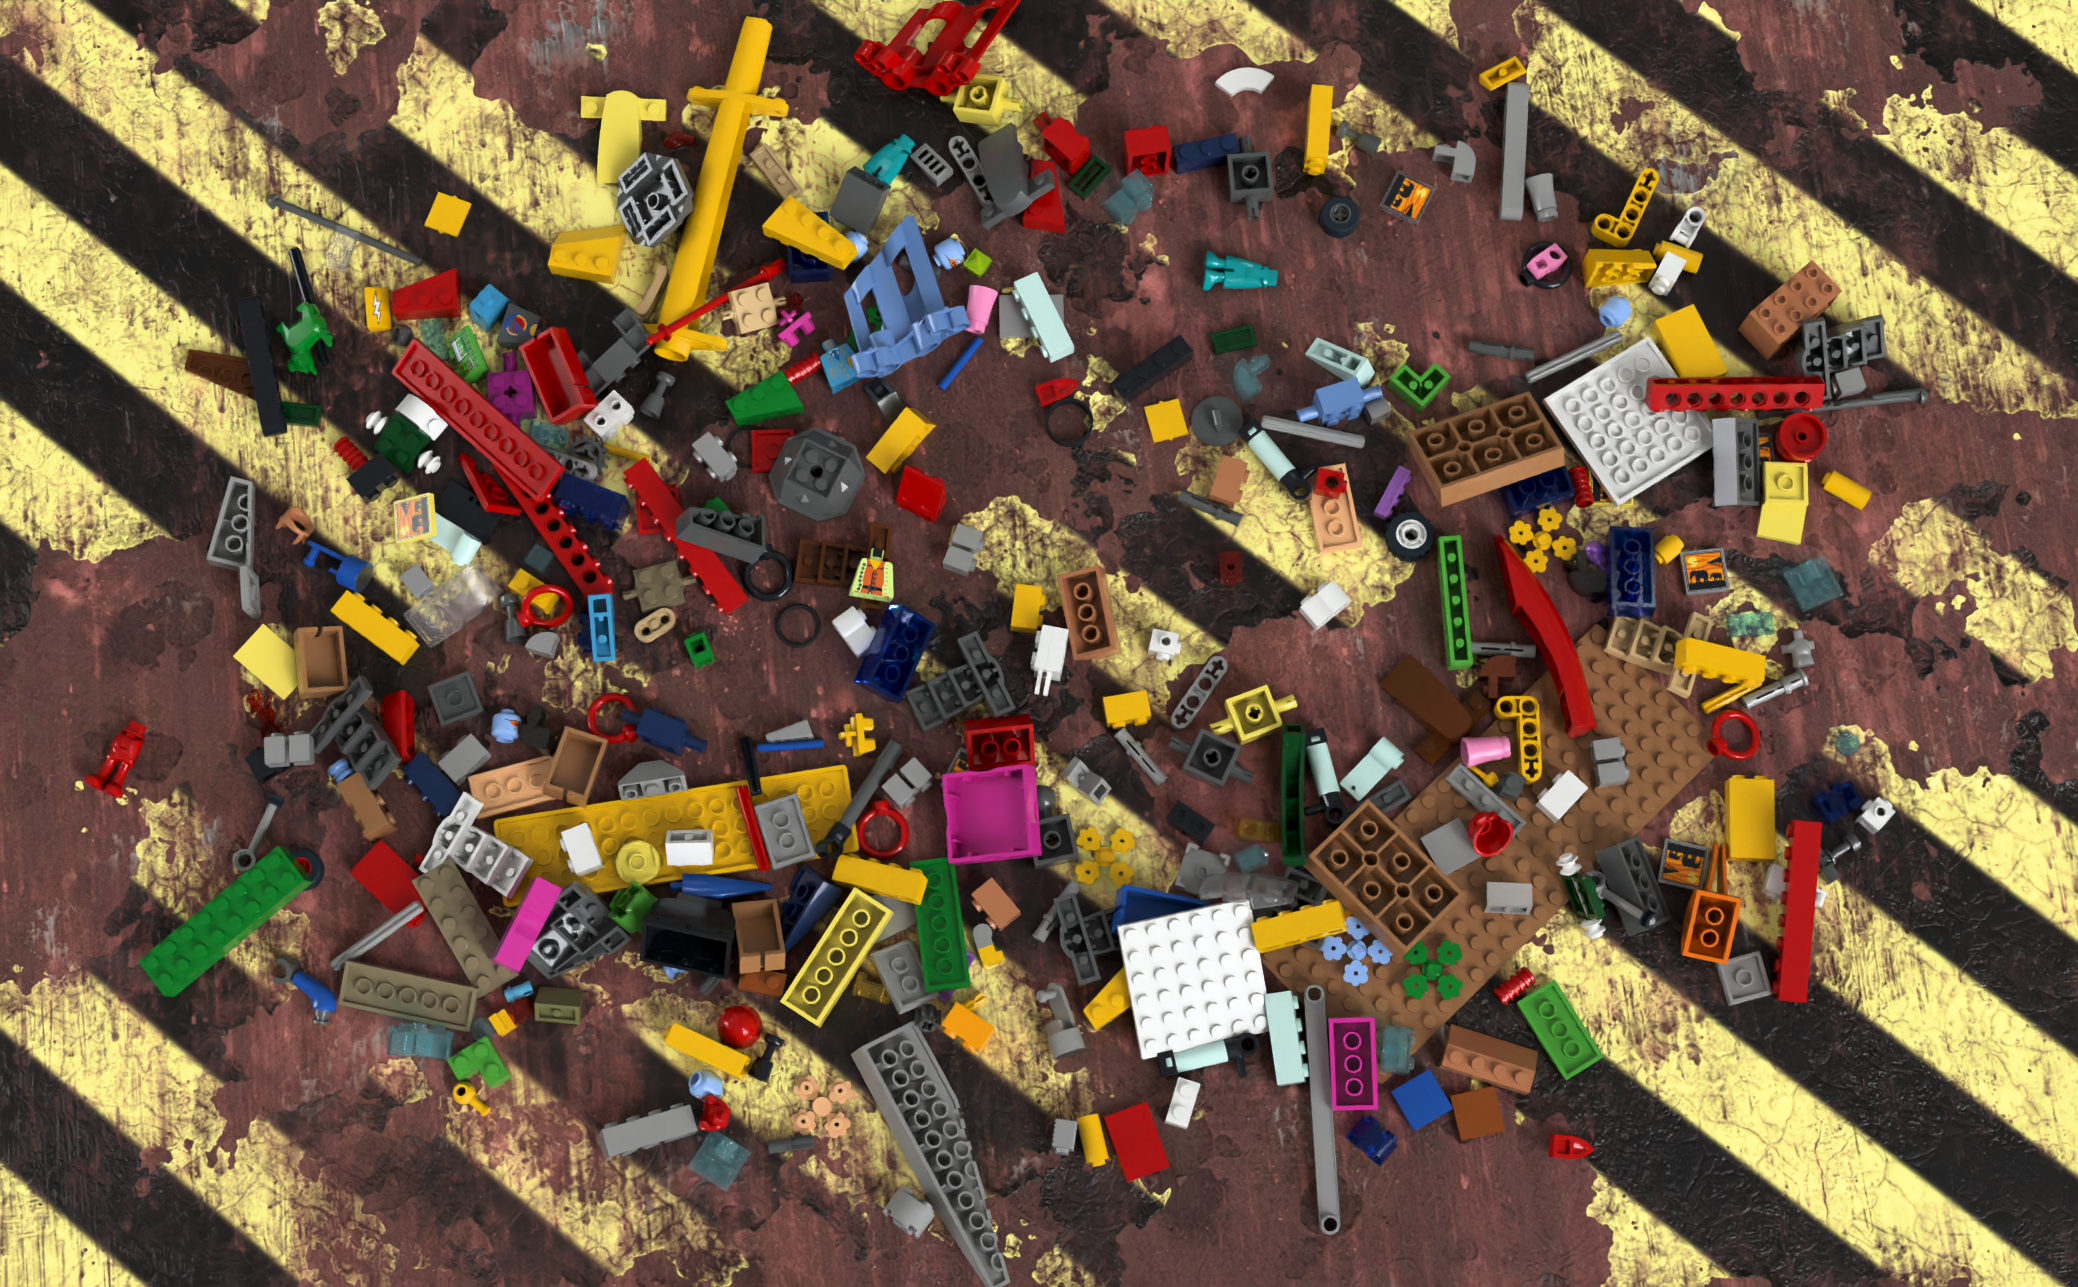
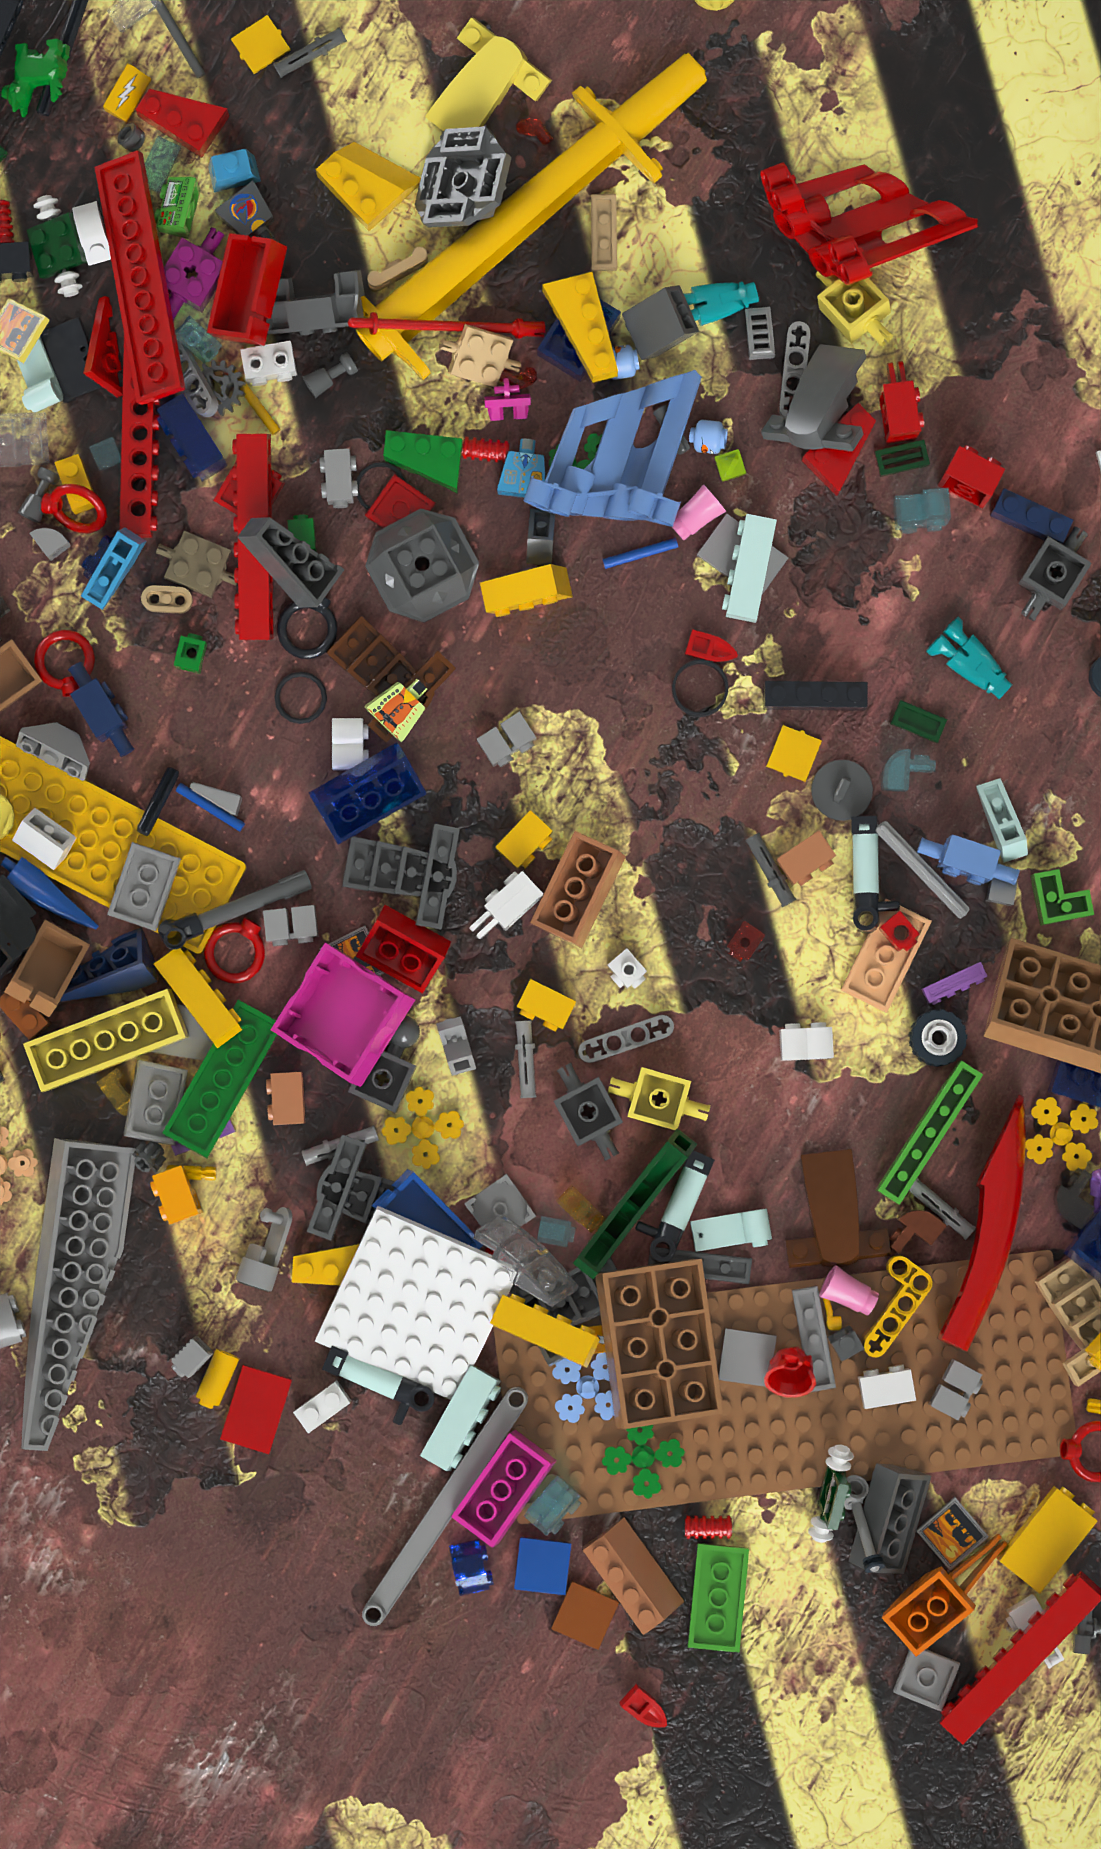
camera: 35 degrees right, 10 degrees up
(497, 173) = (336, 37): none -> dark grey pin
(752, 828) = (116, 861): red axle -> none
(854, 735) = (284, 836): yellow hips -> none
(921, 494) = (503, 660): red slope -> none
(983, 939) = (253, 1120): leg -> none
(1189, 823) = (523, 1156): black brick -> none
(1508, 898) = (763, 1444): light grey hinge -> none

